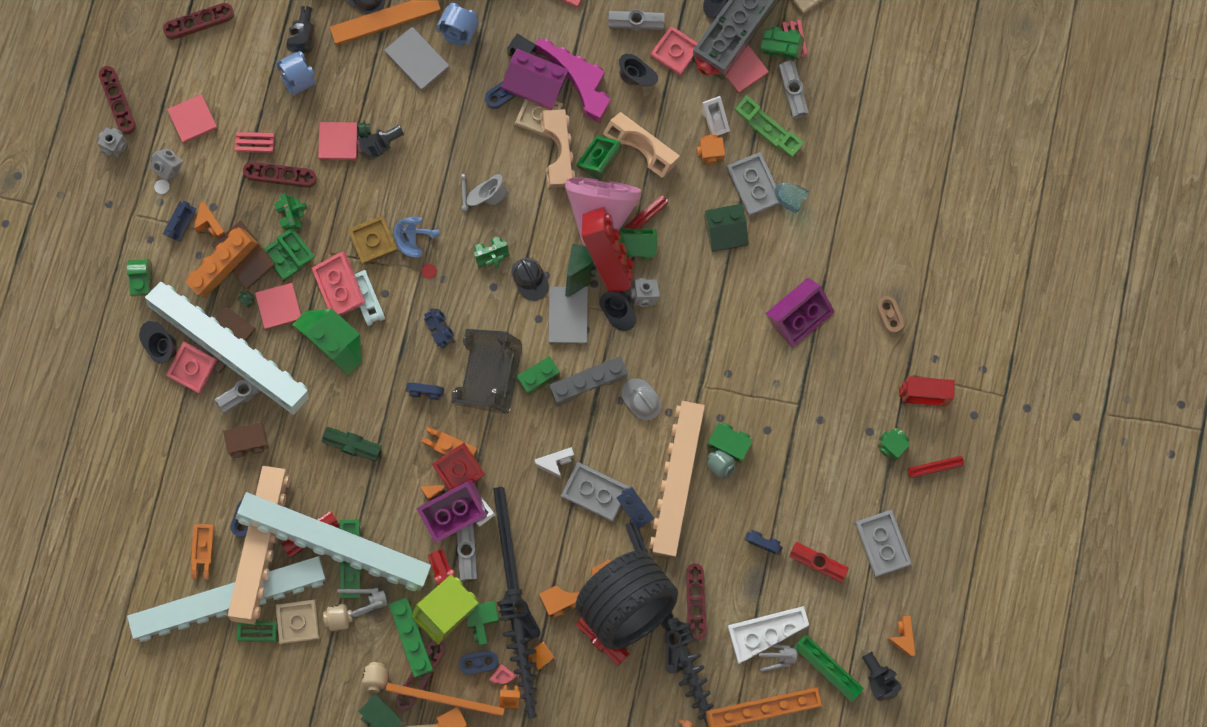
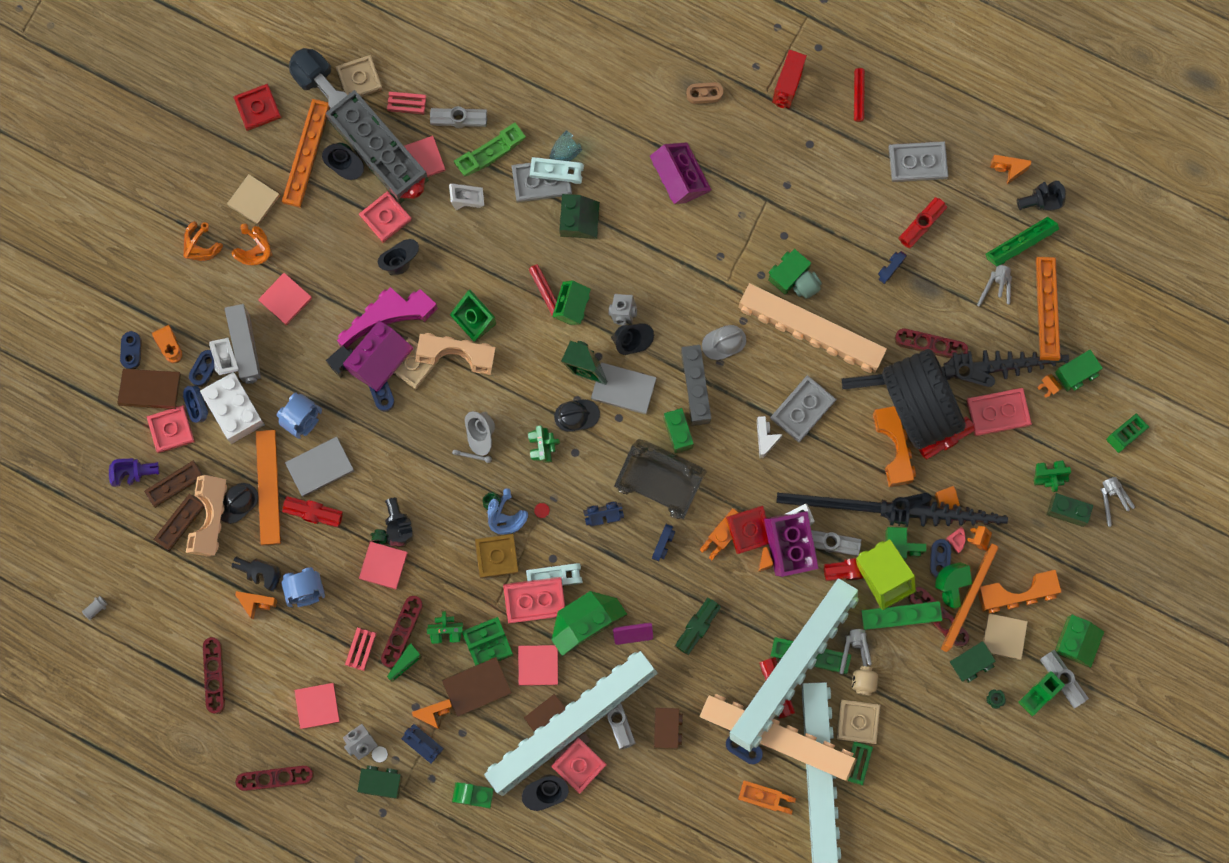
camera: 70 degrees left, 0 degrees up
(111, 142) = (327, 795): light grey brick -> none
(133, 192) = (379, 782): none -> dark green brick
(221, 262) = (483, 712): orange brick -> none
(246, 299) = (522, 694): dark green plate -> none
(255, 186) = (407, 659): none -> green slope
(272, 33) = (250, 601): none -> orange slope
(330, 385) = (633, 633): none -> magenta slope
(371, 63) = (312, 512): none -> red piece
(375, 677) = (931, 659): tan head -> none
(427, 221) = (488, 497): none -> dark green plate
(458, 676) = (950, 580): none -> green brick
(591, 194) = (529, 325): bright pink cone -> none
(607, 250) = (578, 327): red brick -> none
(635, 507) = (830, 373): dark blue hinge -> none
(645, 686) = (999, 411): none -> coral tile
(648, 20) = (347, 234): light grey piece -> none
(659, 156) = (490, 259): light nougat arch -> none
(711, 149) = (497, 210): orange brick -> none
(763, 632) = (976, 292): white wing -> none
(766, 192) = (556, 170): none -> light aqua plate
(782, 43) = (410, 113): green brick -> none
(893, 443) = (829, 124): green brick -> none

